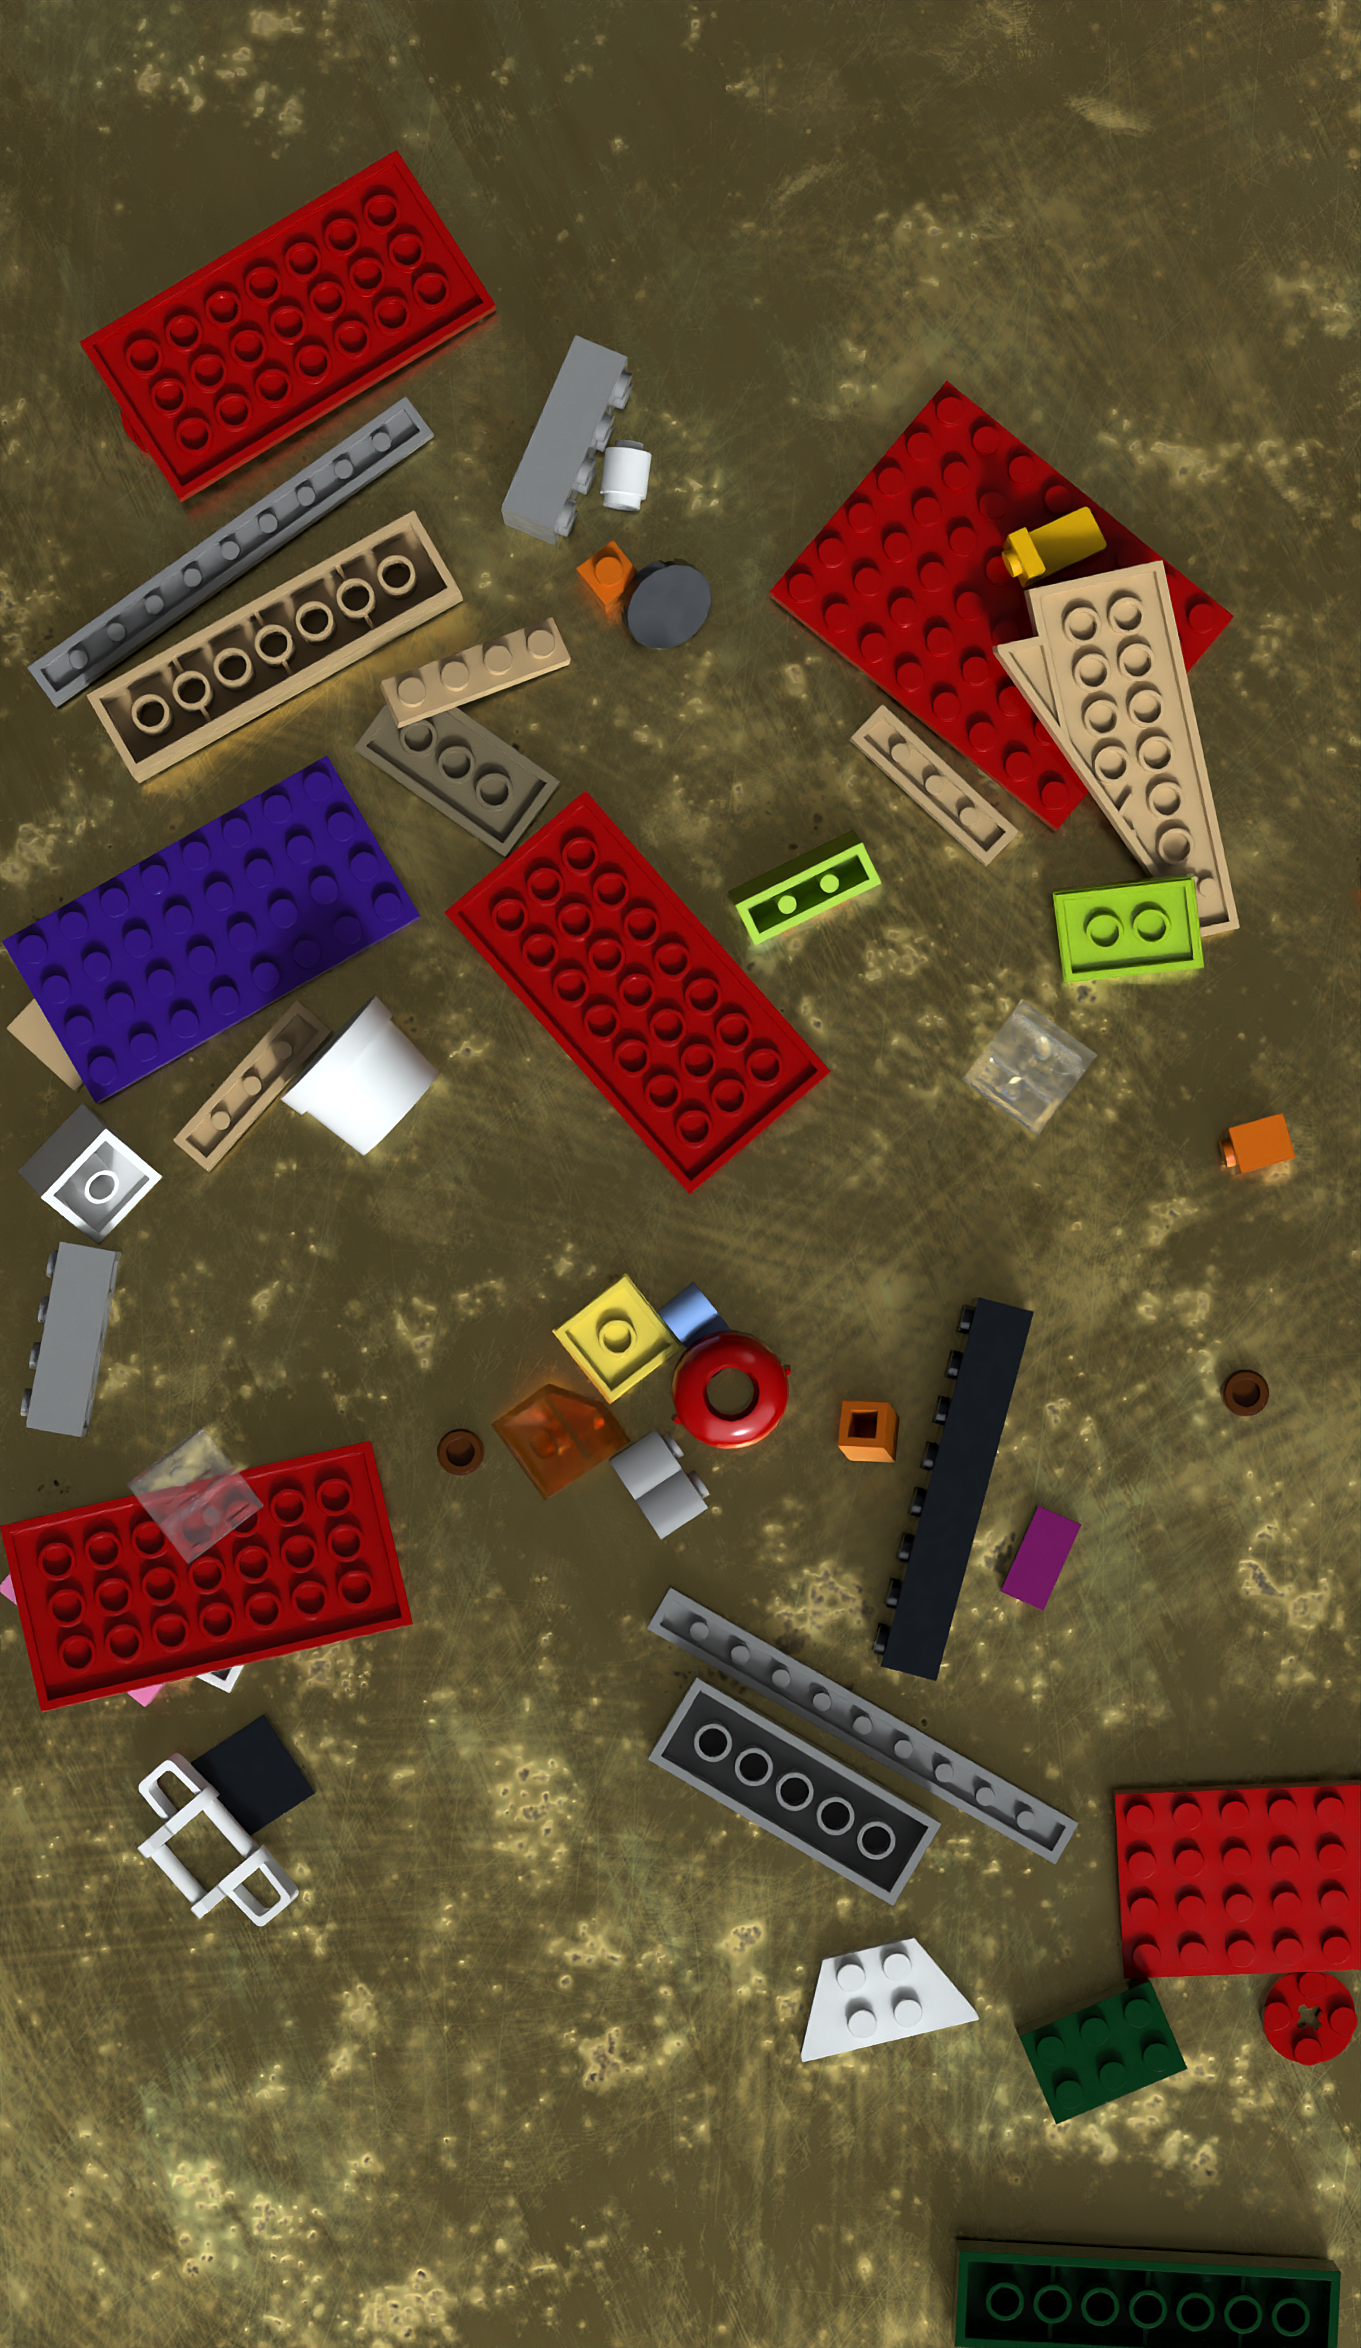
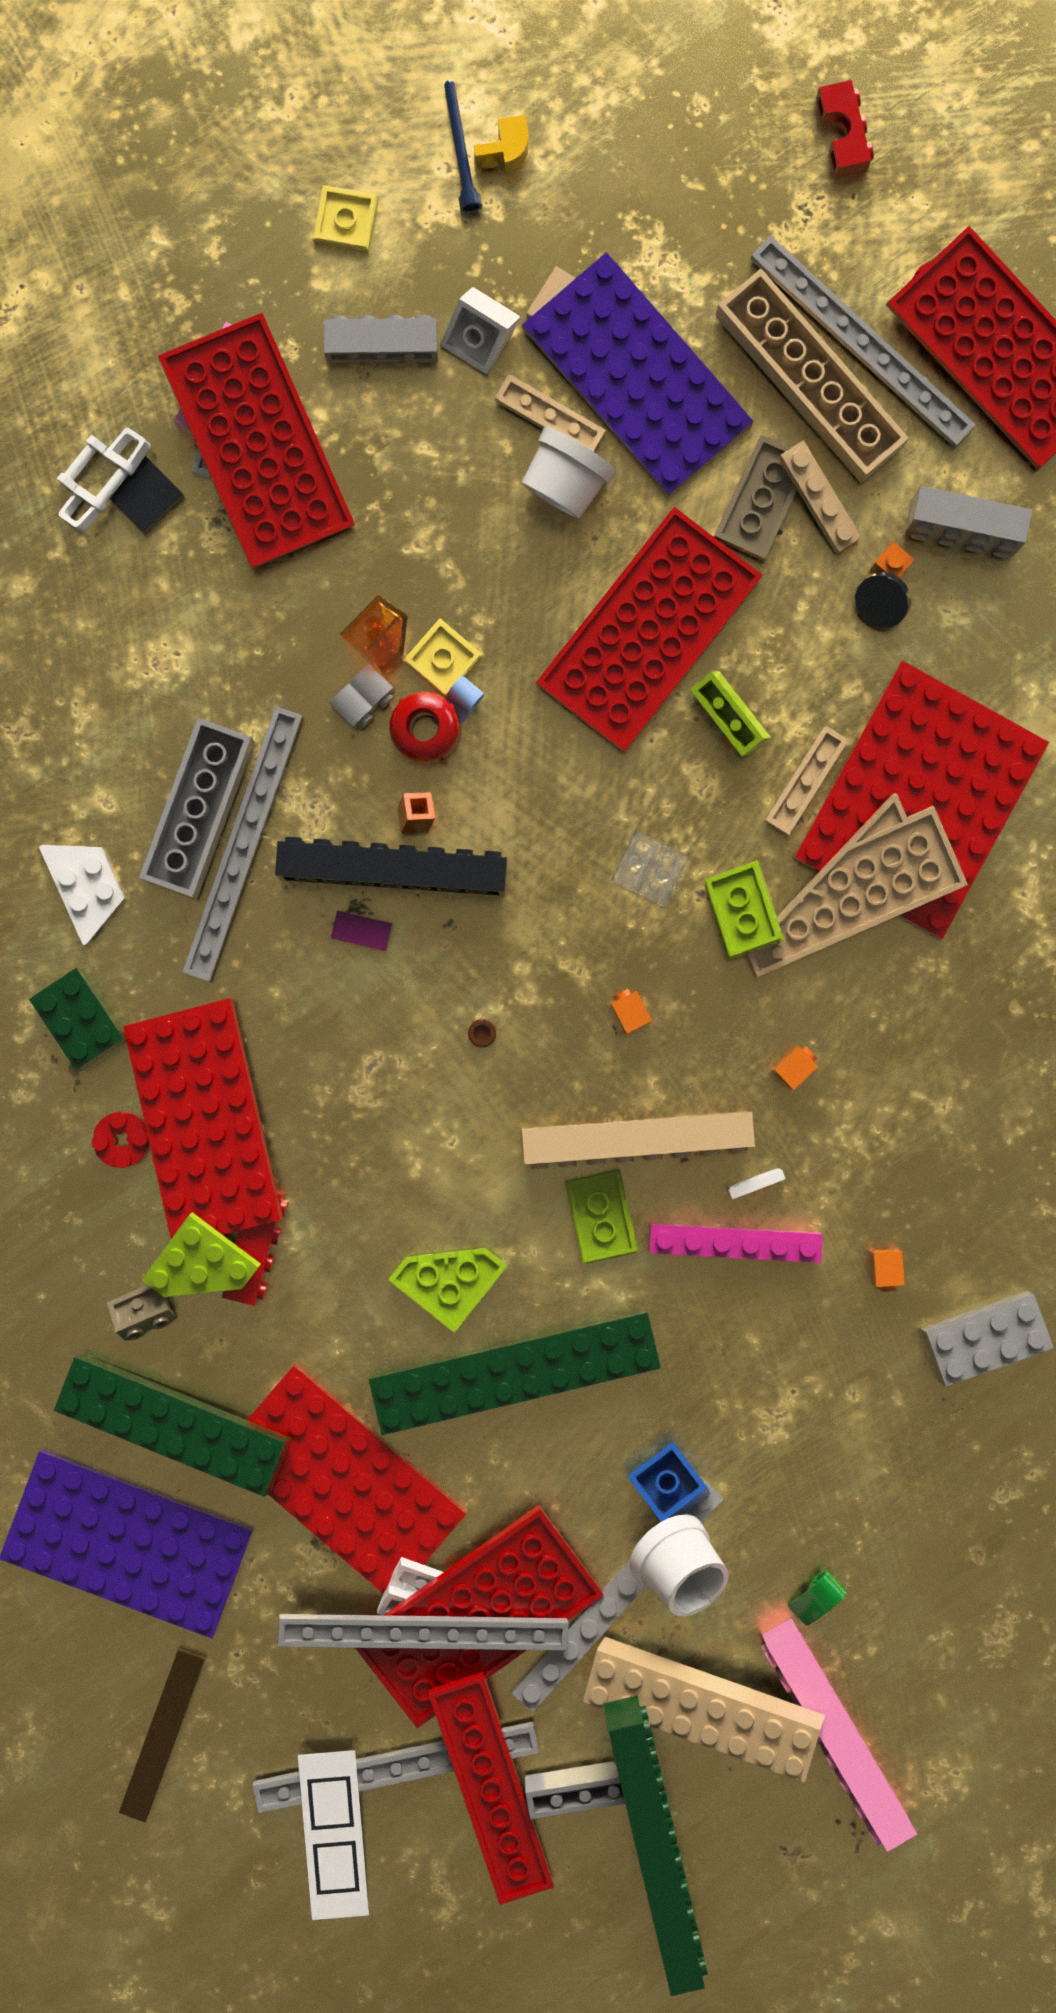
camera: 75 degrees right, 0 degrees up
(194, 1495) = (302, 423): clear slope -> none
(460, 1452) = (358, 579): reddish brown tile -> none
(625, 475) = (954, 563): white brick -> none
(1052, 546) = (962, 820): yellow bracket -> none

